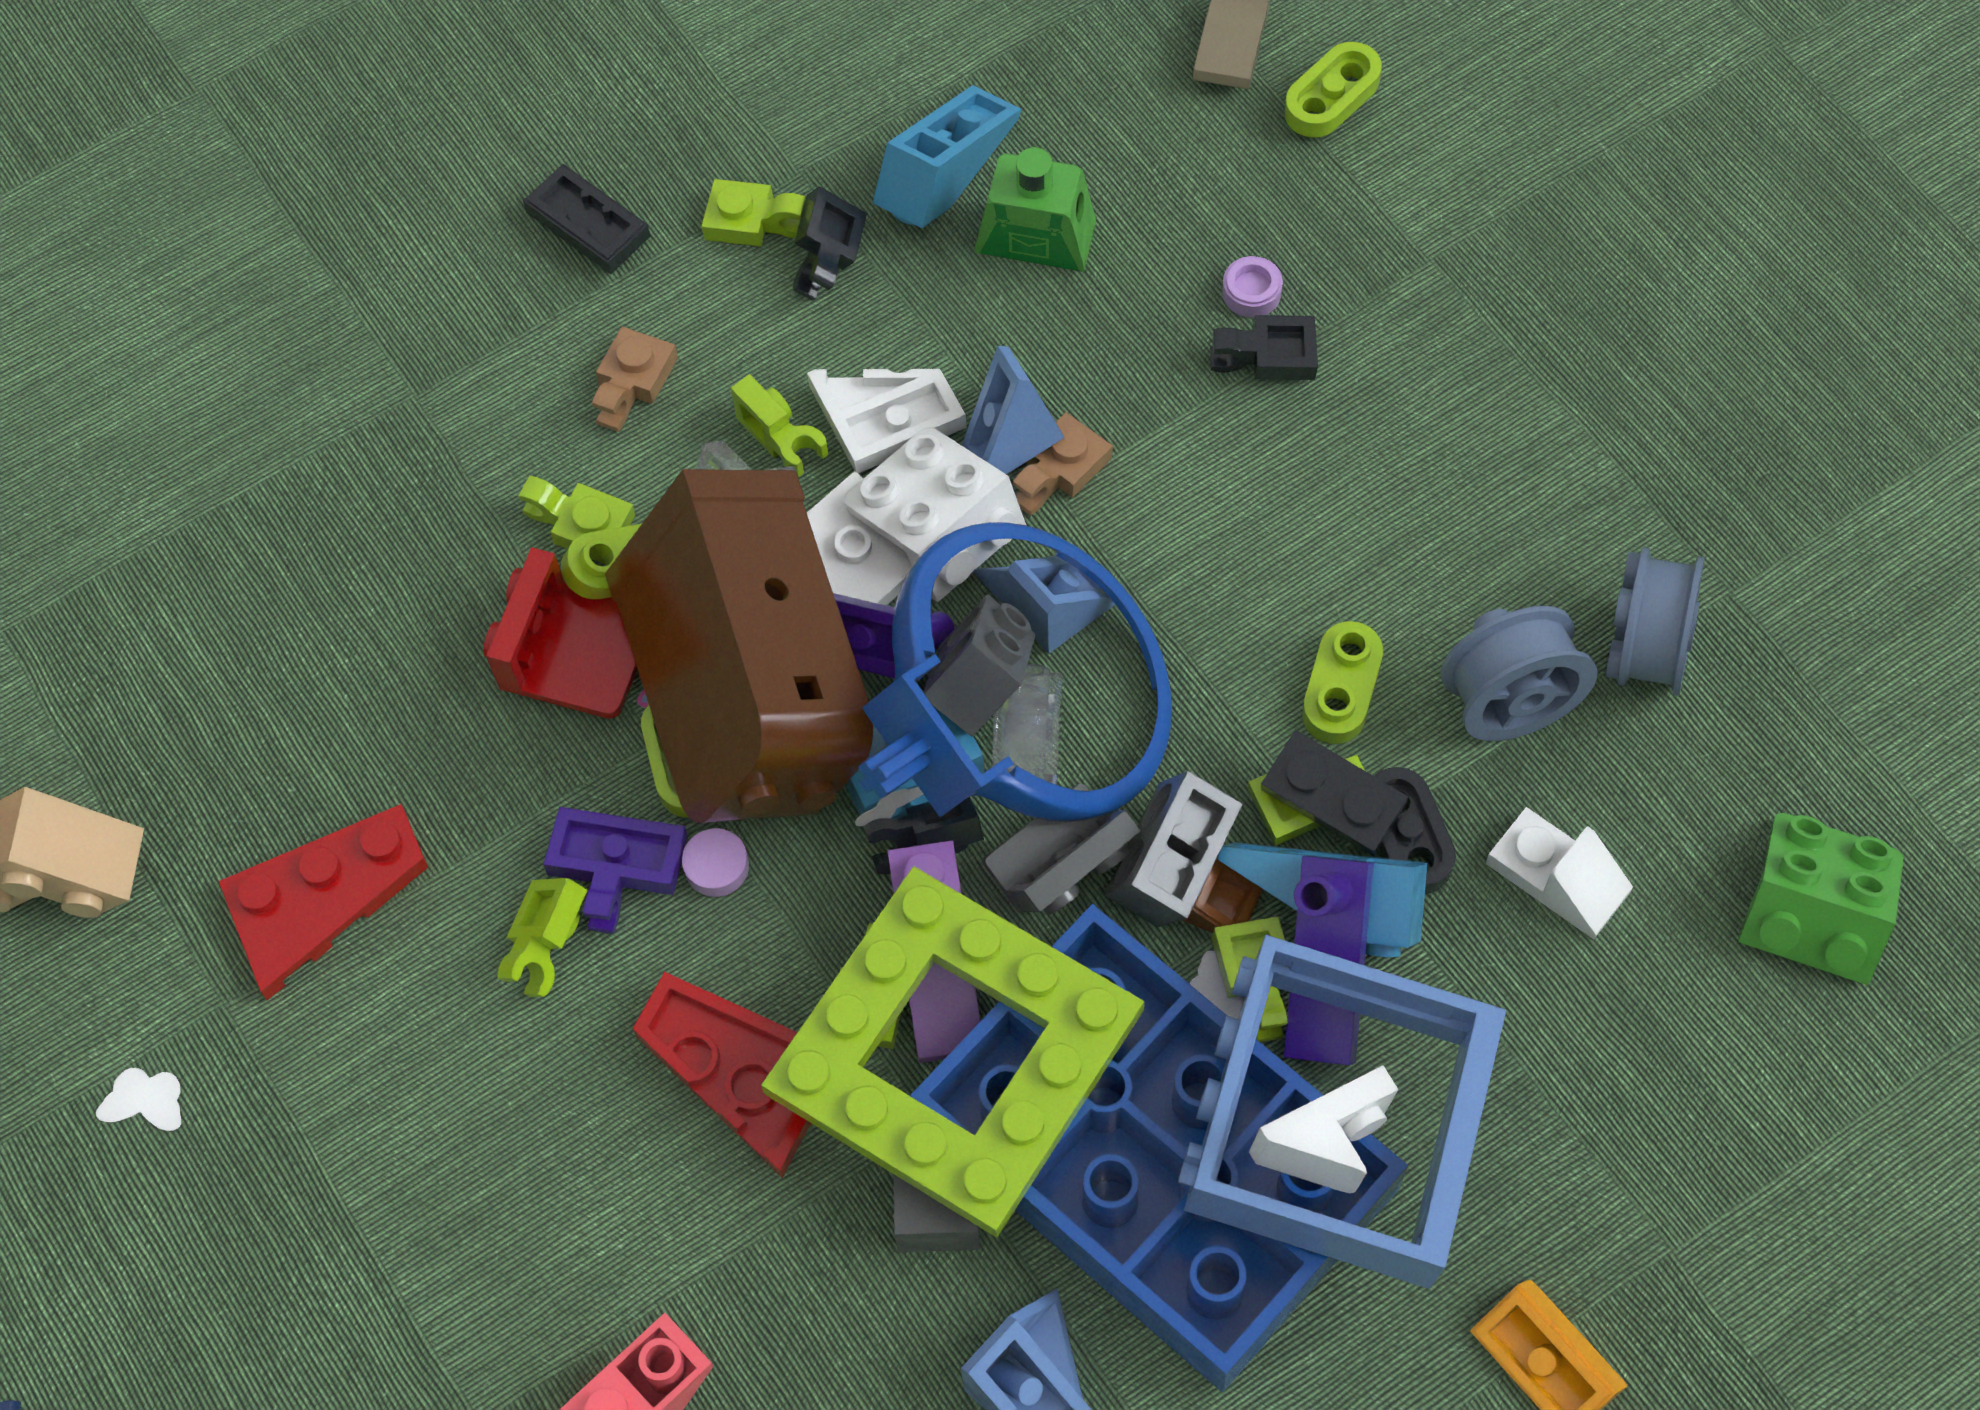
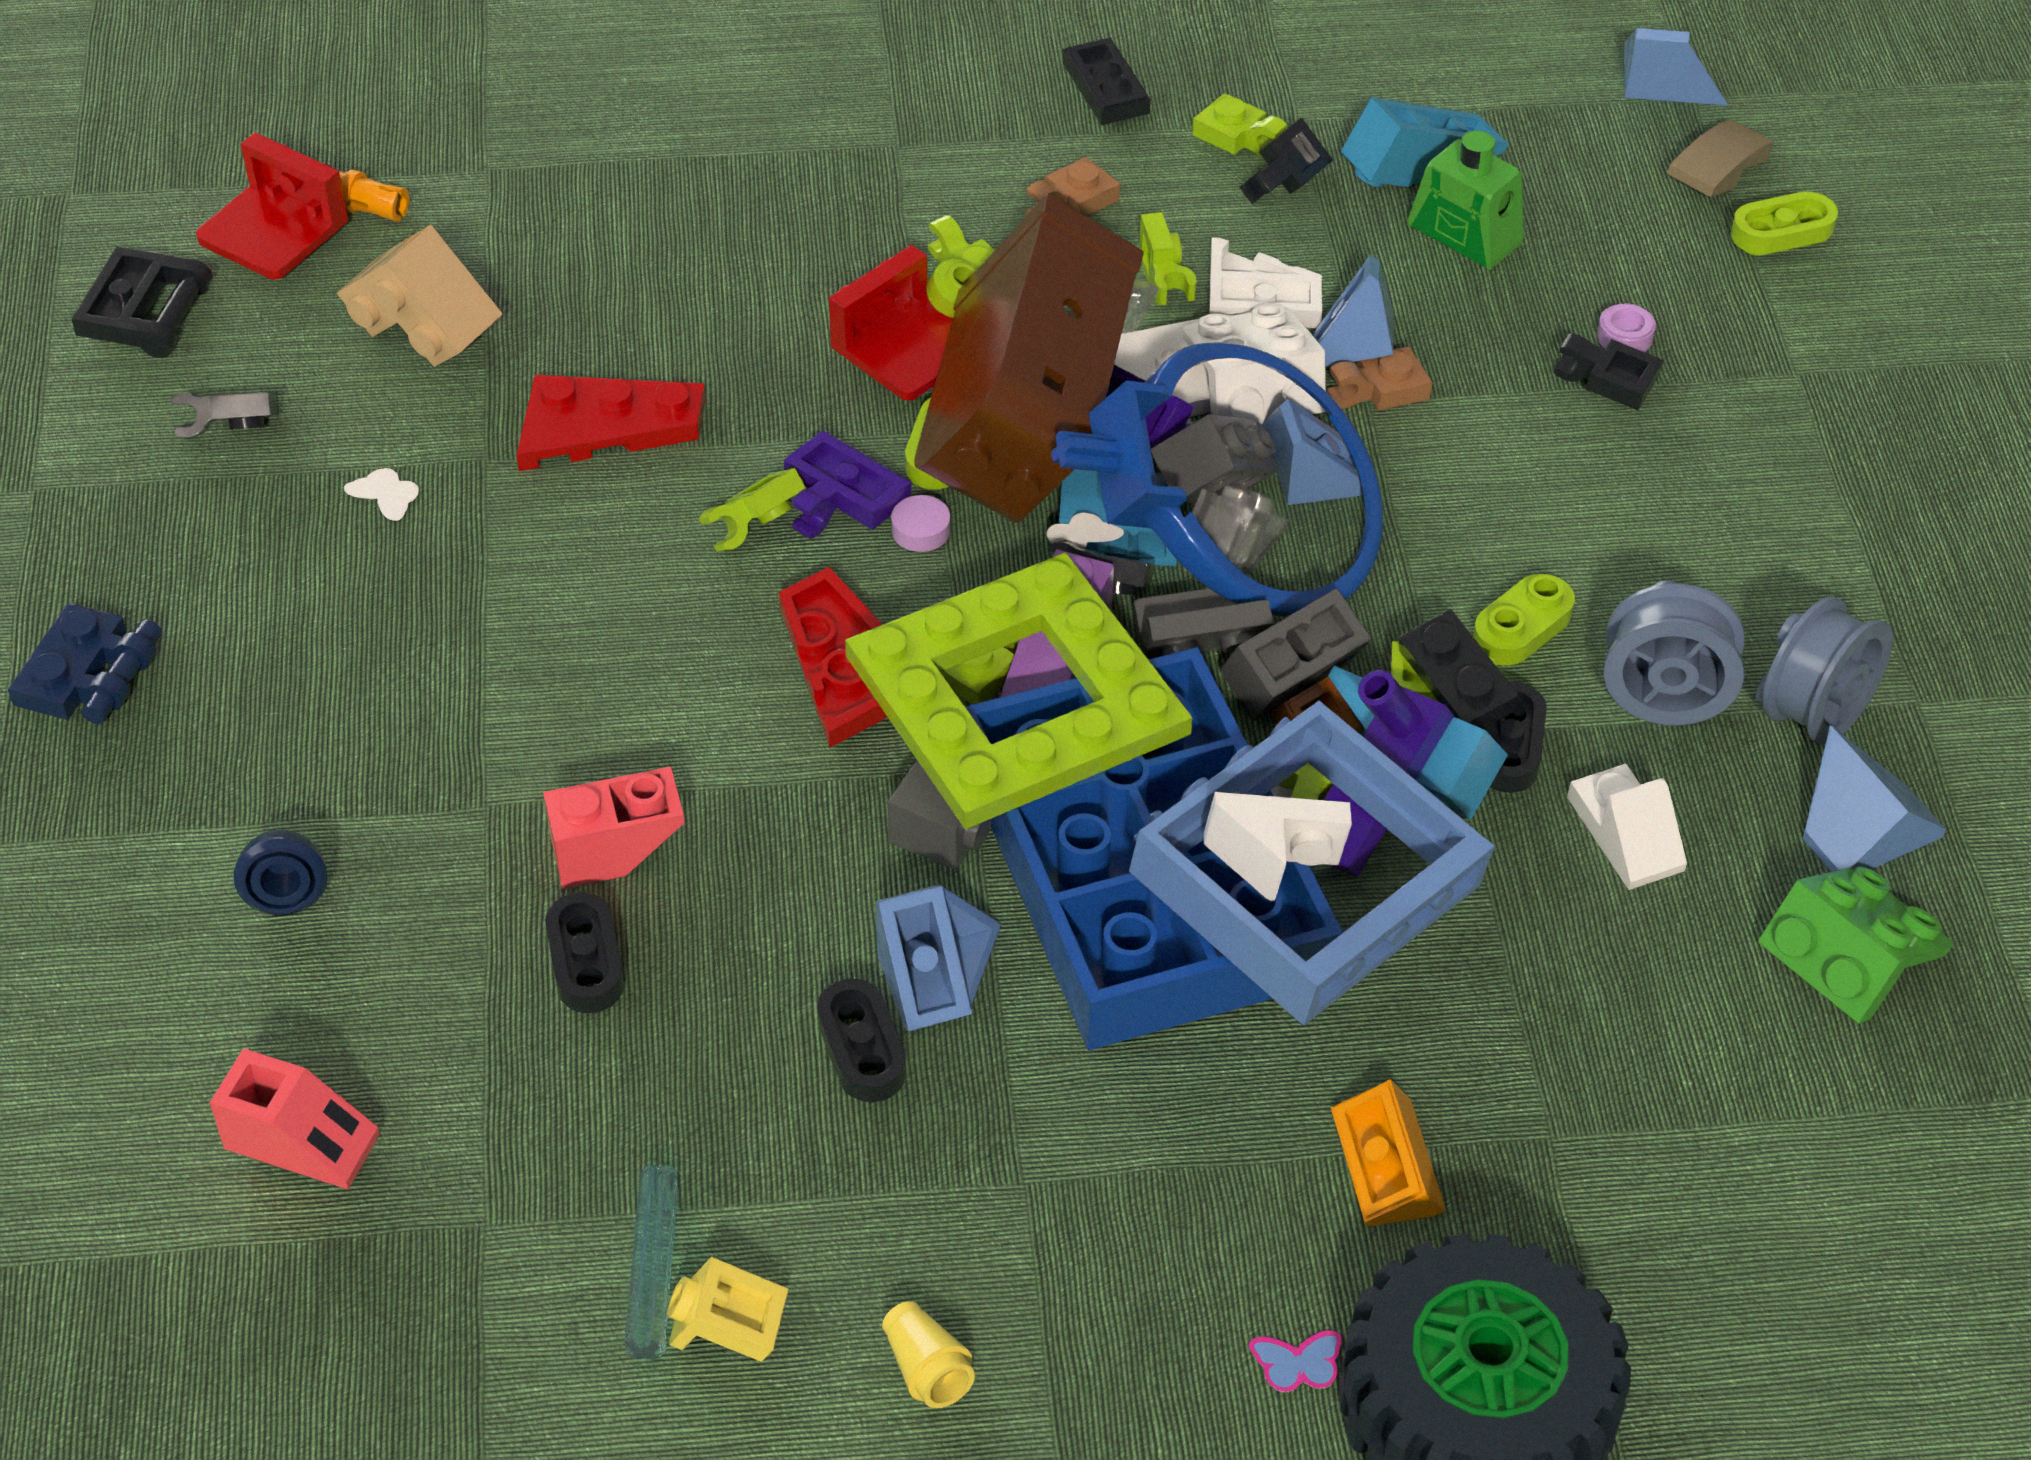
camera: 25 degrees right, 15 degrees down
(1757, 751) = (1863, 811): none -> medium blue slope

